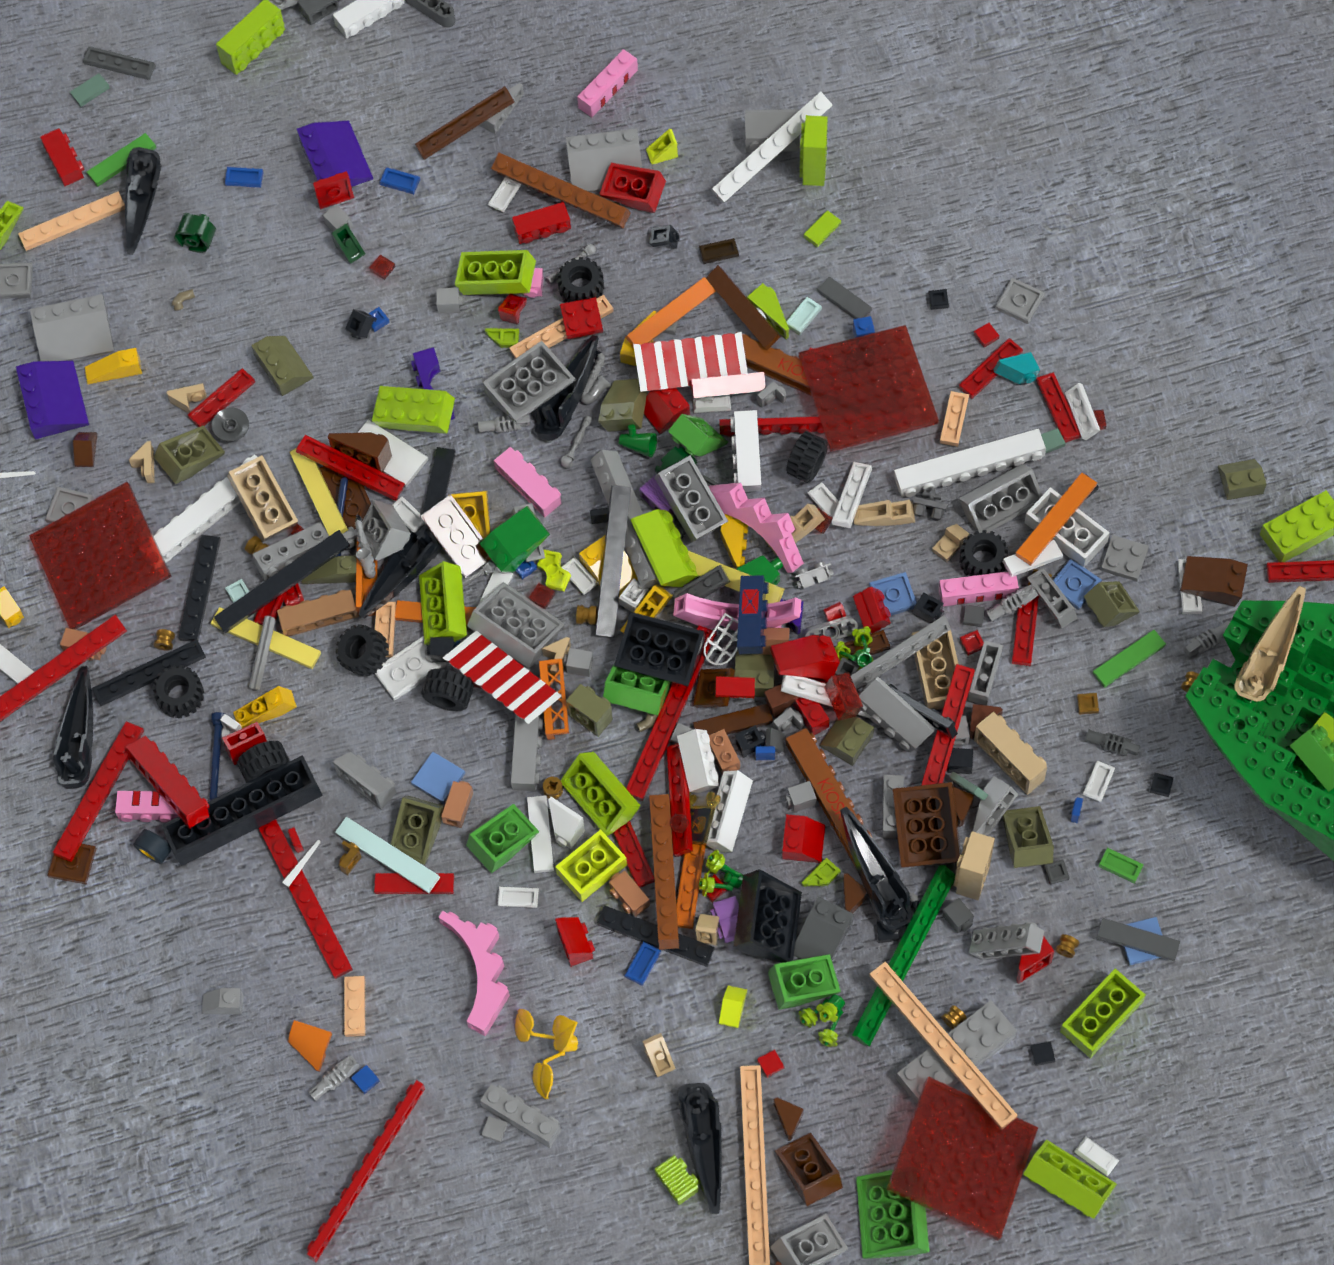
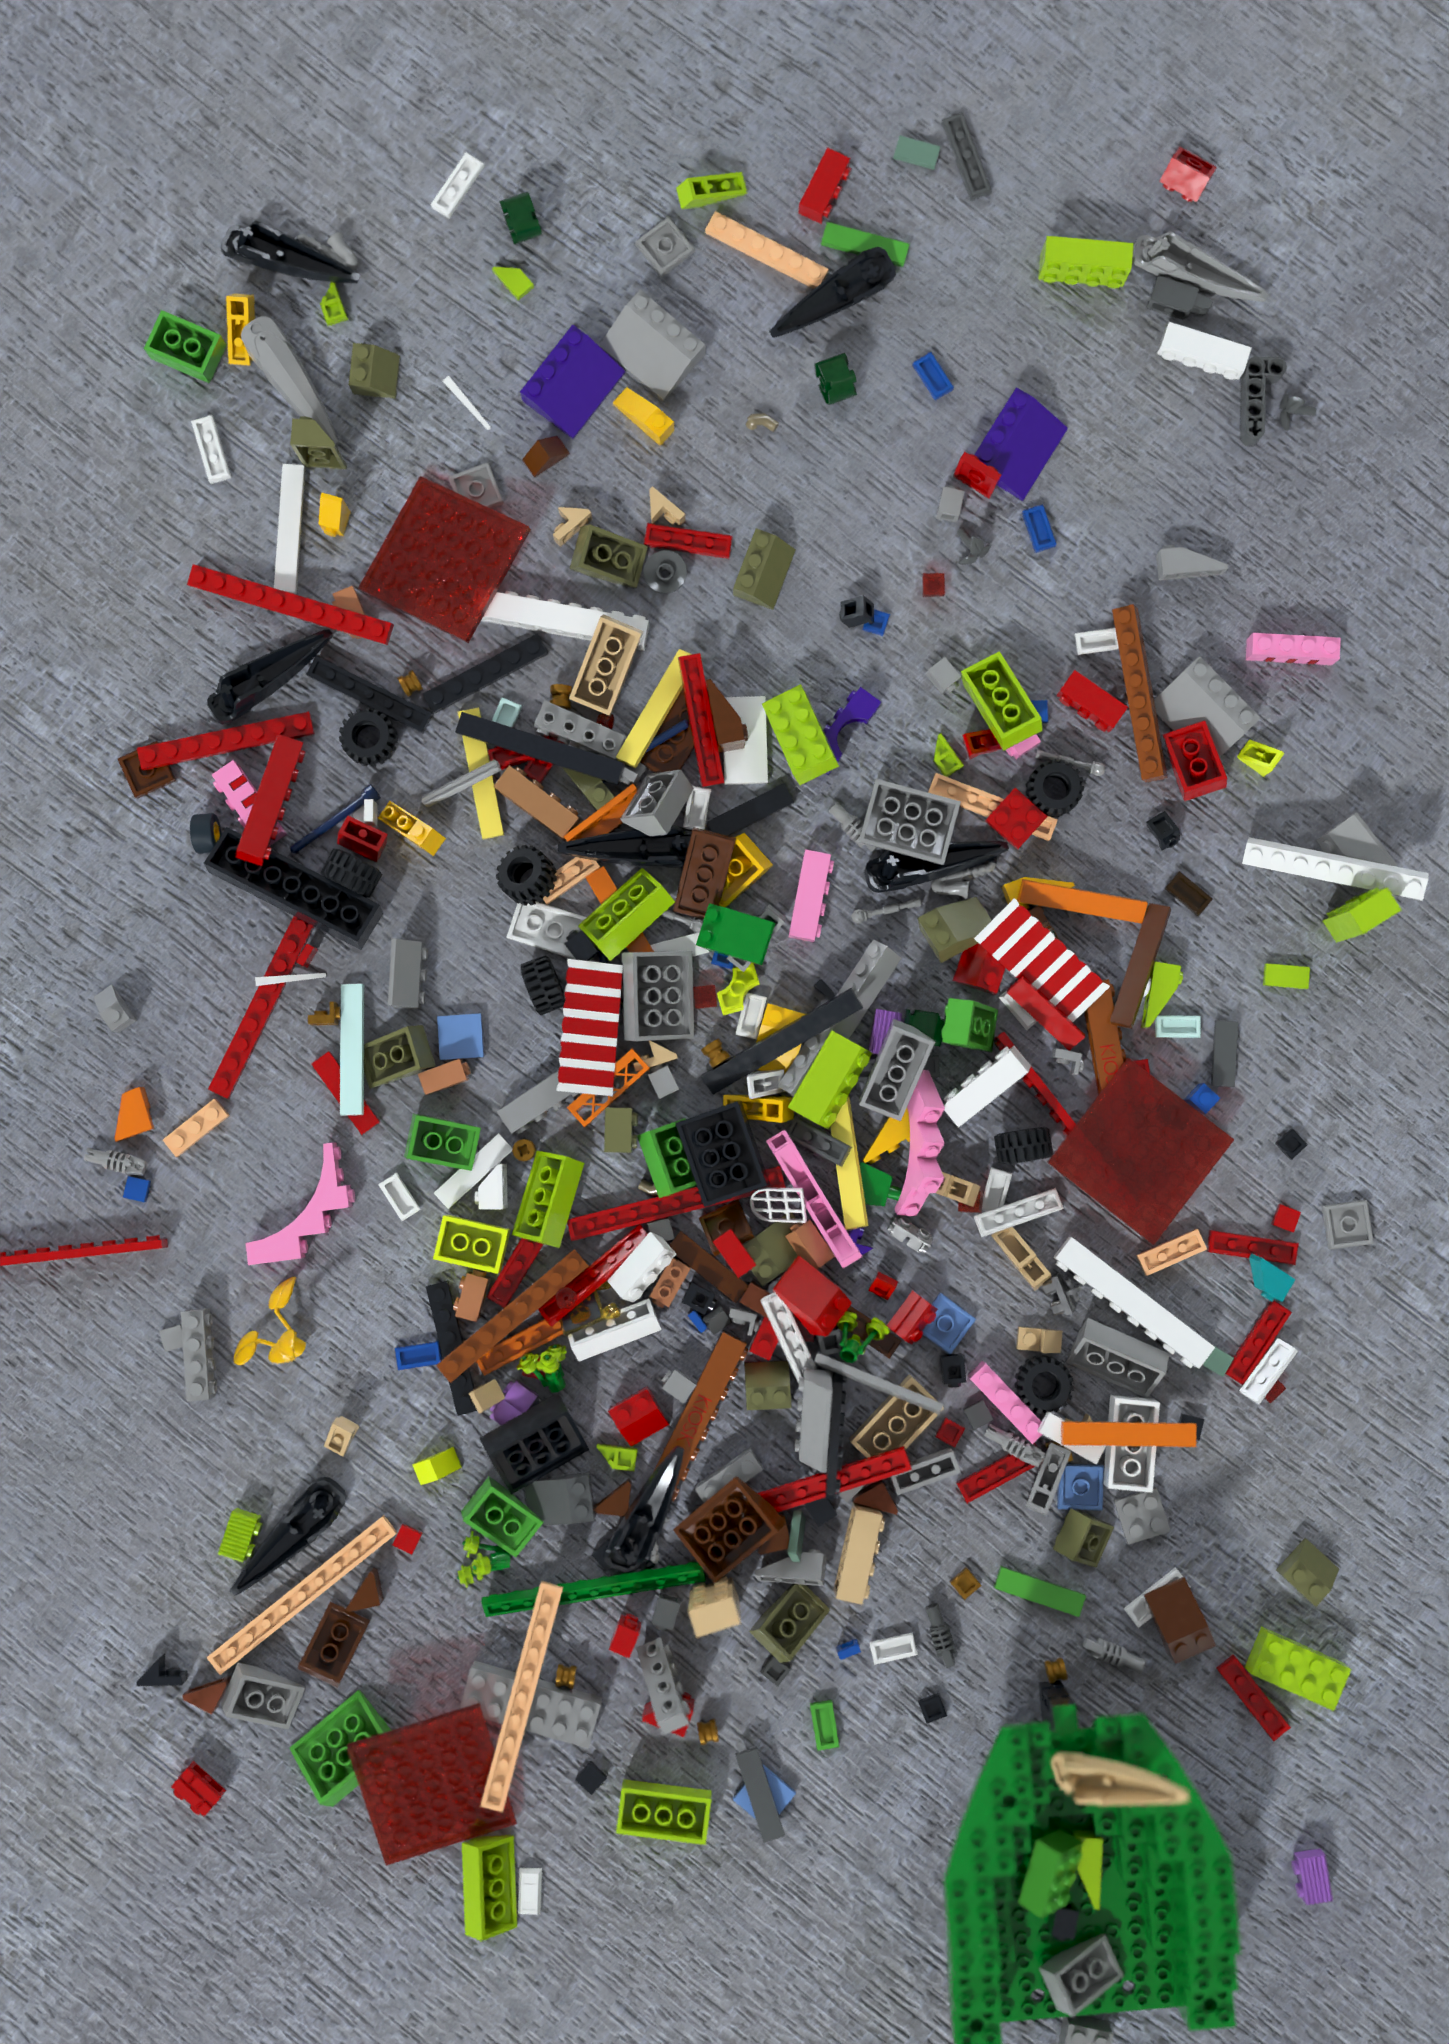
camera: 50 degrees right, 20 degrees up
(347, 242) = (931, 533): dark green slope -> none
(365, 553) = (617, 806): light grey piece -> none
(381, 223) = (975, 546): none -> dark grey plant
(464, 122) = (1144, 544): reddish brown tile -> none
(574, 940) = (391, 1281): red slope -> none
(639, 442) = (927, 972): green piece -> none
(752, 614) = (816, 1217): dark blue brick -> none
(837, 635) = (879, 1297): light grey beam -> none
(843, 696) = (796, 1363): clear red brick -> none
(953, 950) = (625, 1635): none -> red brick

